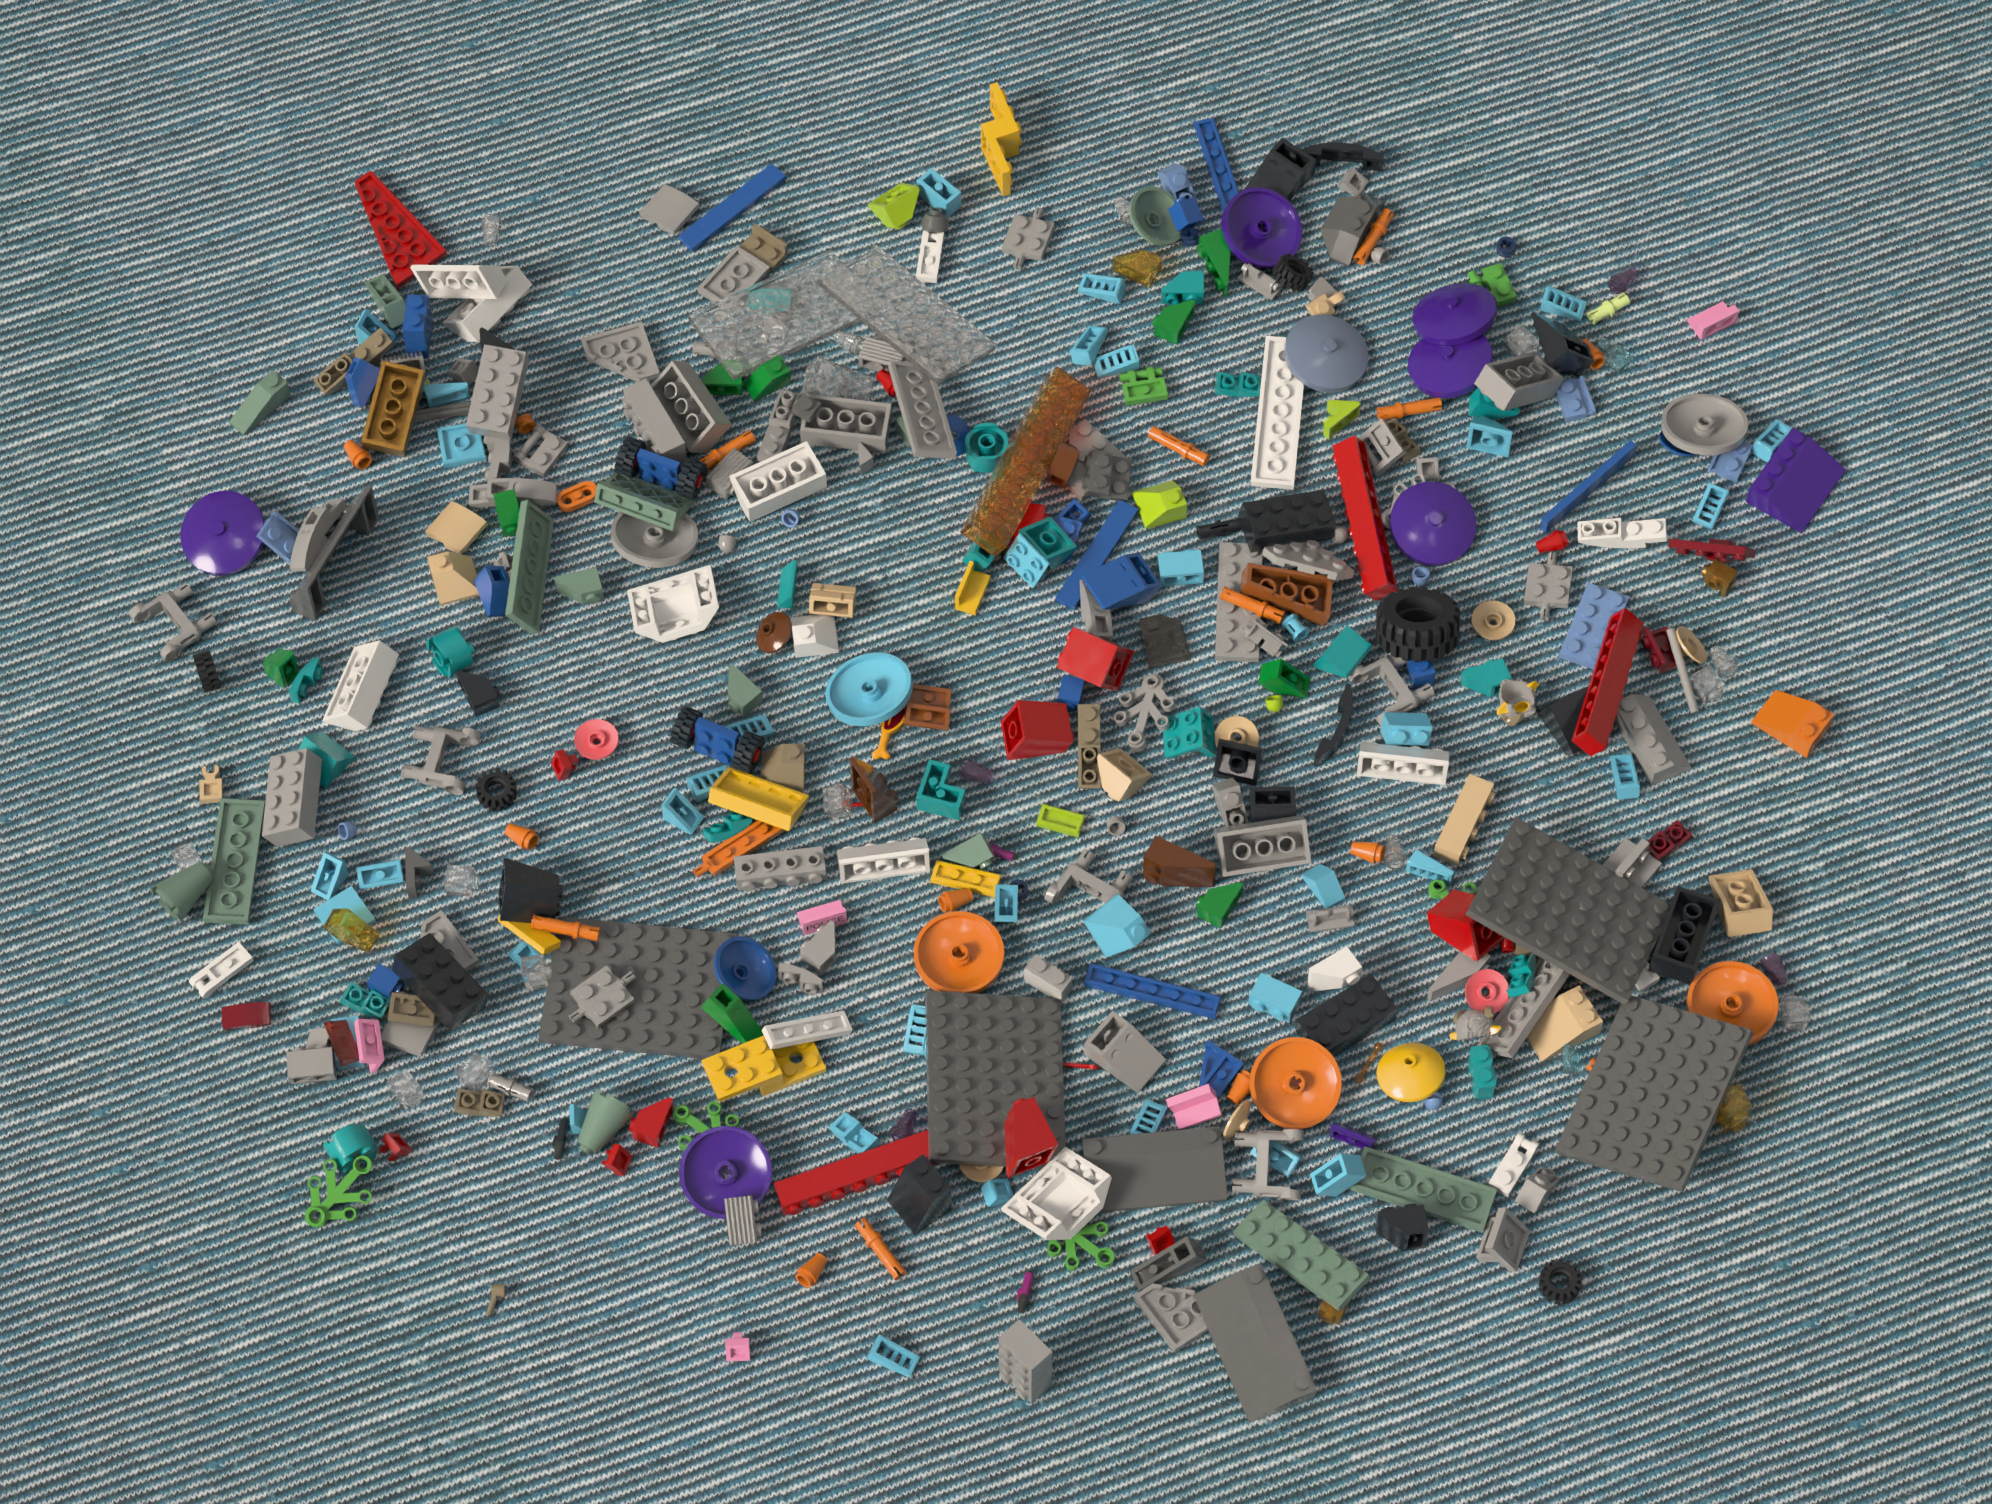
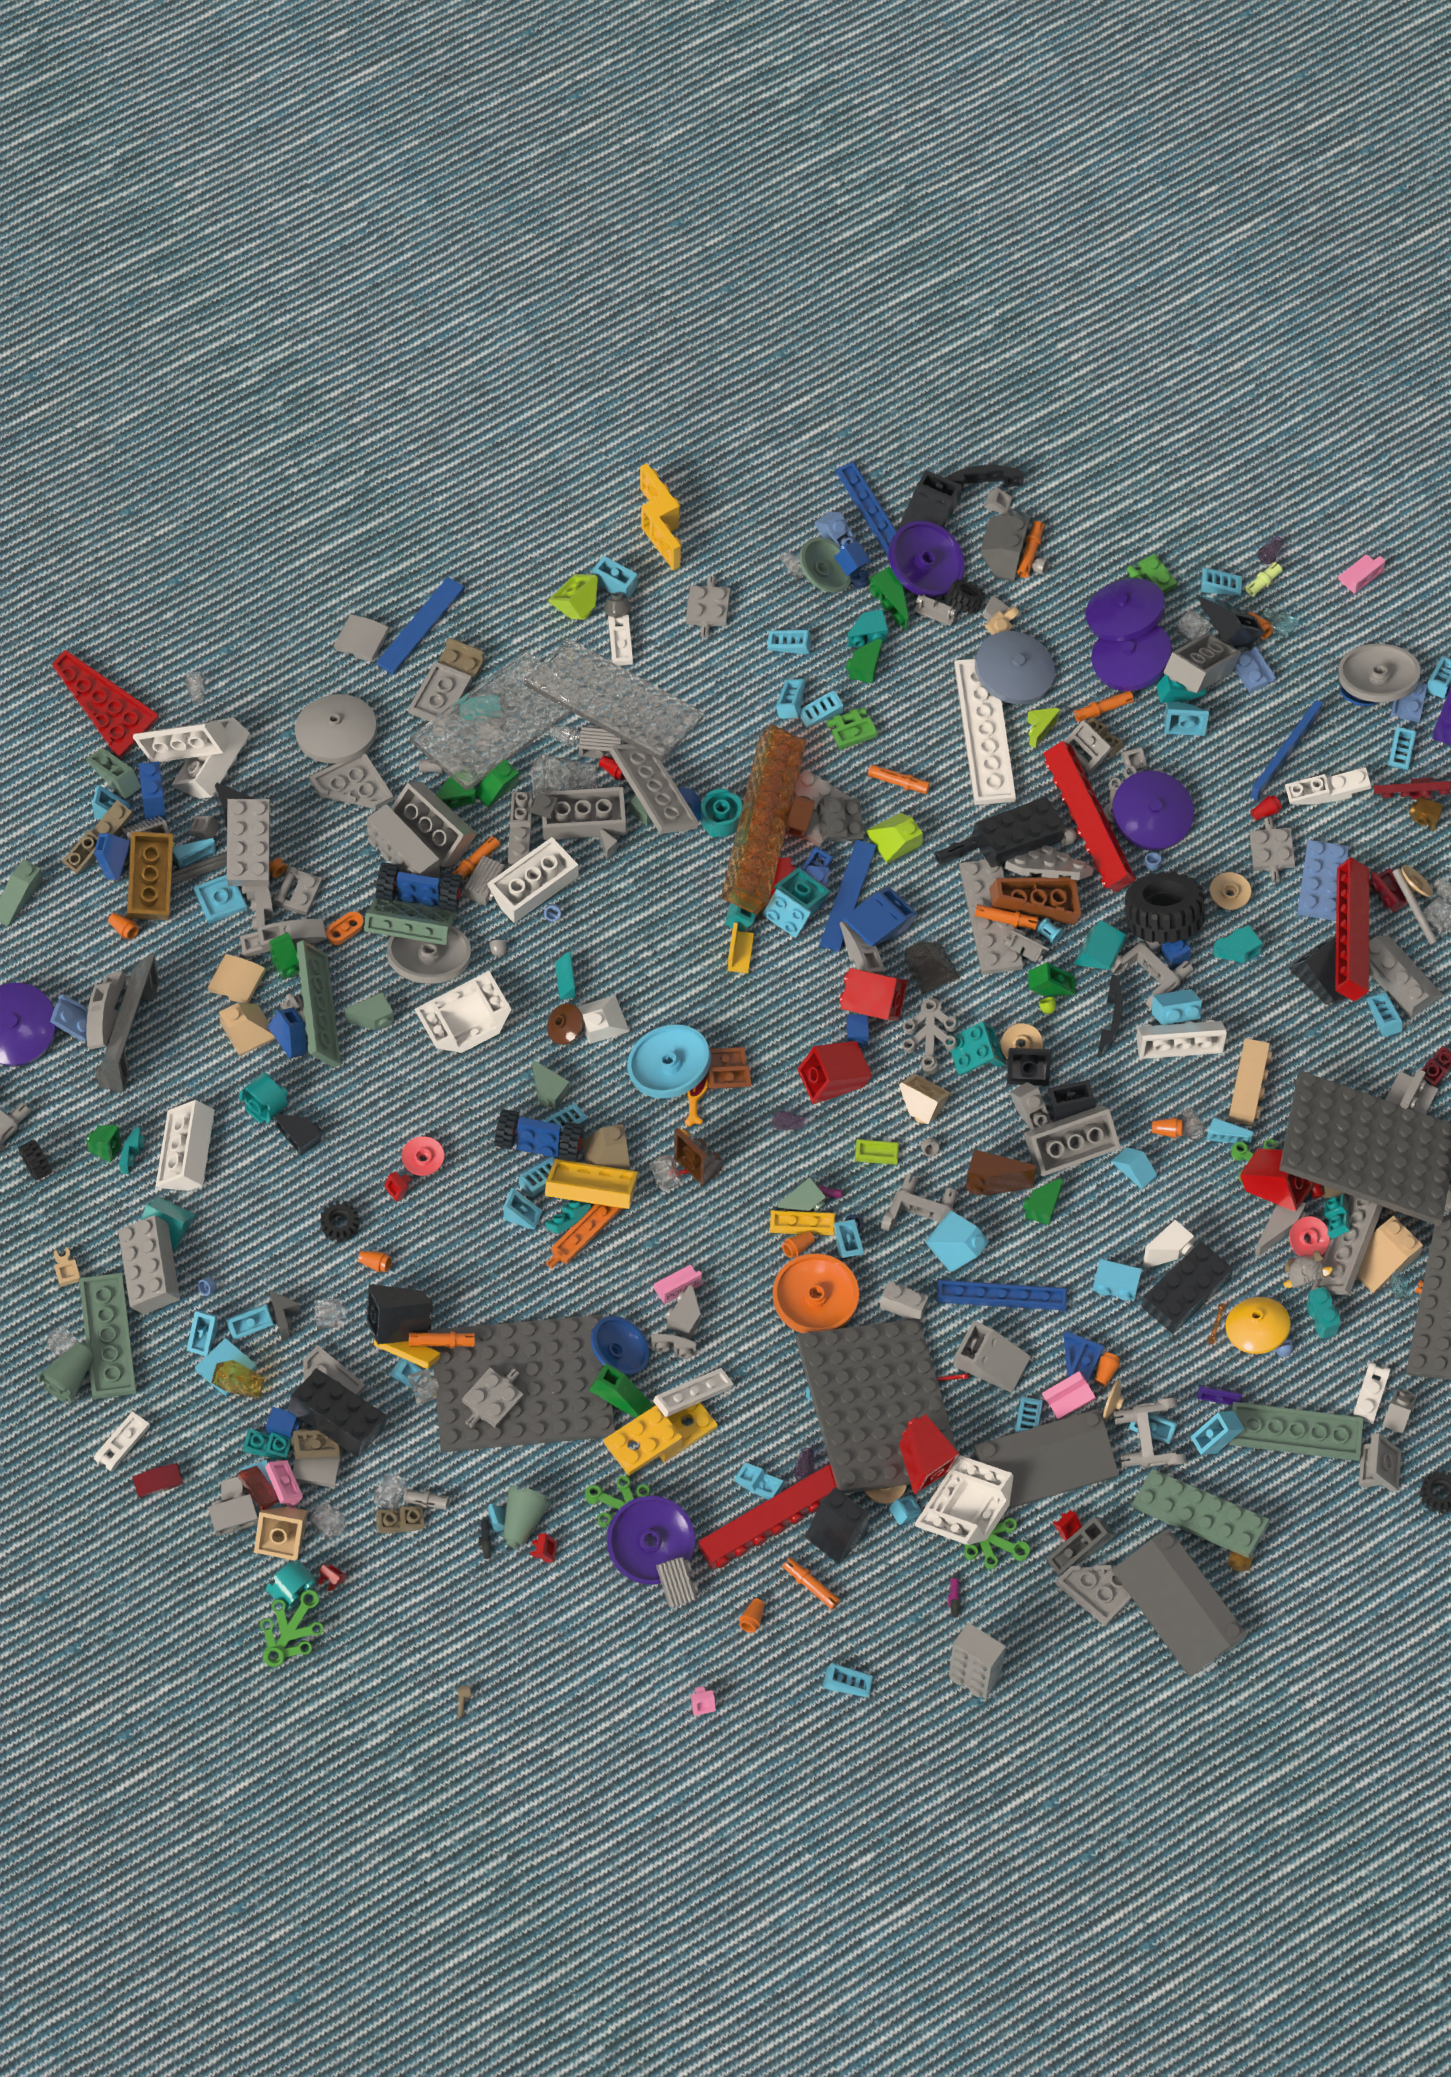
camera: 15 degrees left, 0 degrees up
(355, 1092) = (280, 1532): none -> tan slope
(440, 738) = (273, 1182): light grey connector -> none
(619, 295) = (336, 728): none -> light grey dish
(652, 1122) = (568, 1507): red slope -> none
(780, 868) = (627, 1245): light grey brick -> none
(832, 600) = (612, 983): tan brick -> none
(883, 860) = (722, 1219): white slope -> none
(917, 1016) = (792, 1358): medium azure slope -> none
(936, 795) = (756, 1149): teal brick -> none
(1088, 746) = (886, 1077): dark tan slope -> none
(1138, 266) = (819, 615): clear yellow slope -> none
(1180, 567) = (929, 893): medium azure brick -> none
(1238, 386) = (943, 711): teal slope -> none
(1295, 1083) = (1156, 1355): orange dish -> none
(1330, 918) = (1149, 1196): light grey hinge -> none
(1403, 1226) = (1288, 1469): black slope -> none
(1502, 251) = (1154, 543): dark blue bush -> none
(1517, 700) = (1271, 962): light grey hair -> none

